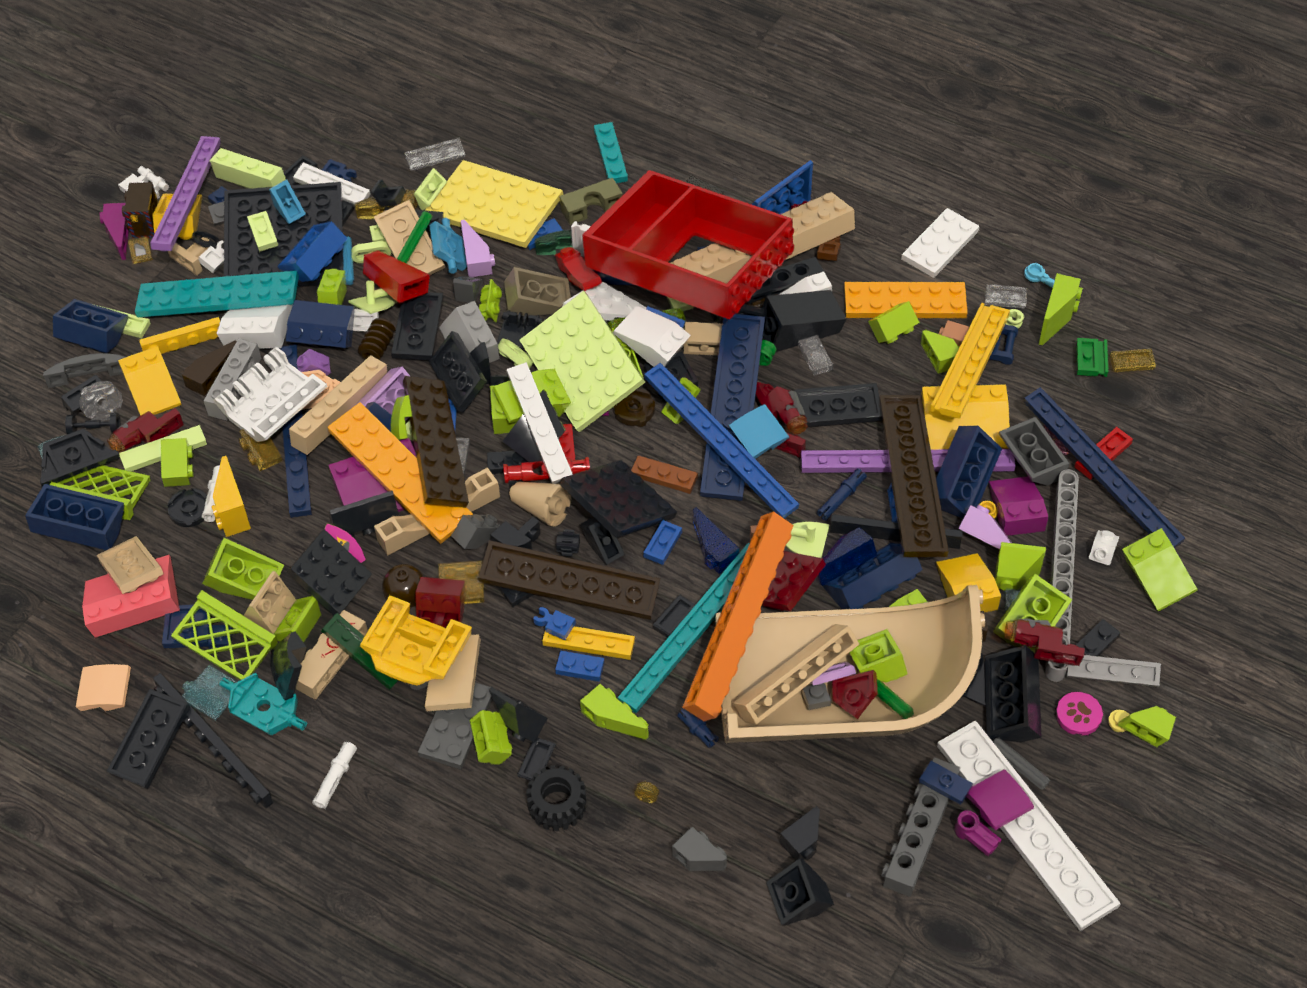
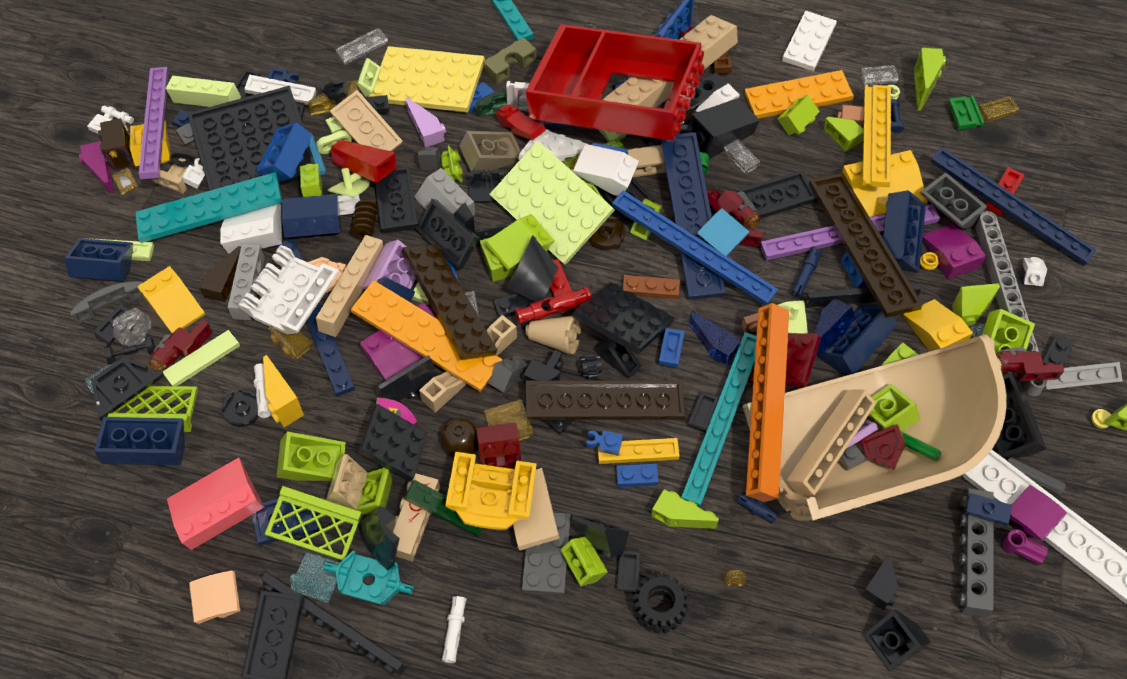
camera: 15 degrees left, 5 degrees up
(130, 565) = (206, 476): tan plate -> none
(175, 462) = (217, 368): lime brick -> none
(183, 336) = (189, 252): yellow plate -> none
(262, 231) = (233, 142): yellowish green plate -> none
(286, 201) = (247, 112): dark azure slope -> none
(312, 361) = (314, 250): medium lavender bracket -> none
(400, 411) = (410, 279): lime slope -> none
(414, 237) = (371, 121): green axle -> none
(448, 245) = (401, 123): dark azure plate -> none
(512, 351) = (483, 204): yellowish green plate -> none
(539, 422) = (538, 265): white plate -> none
(698, 854) = (798, 623): dark grey slope -> none
(983, 526) = (936, 276): lavender slope -> none
(1036, 273) = (896, 51): medium azure plate -> none
(1079, 713) = (1066, 420): dark pink tile -> none
(1159, 569) = (1087, 281): lime slope -> none

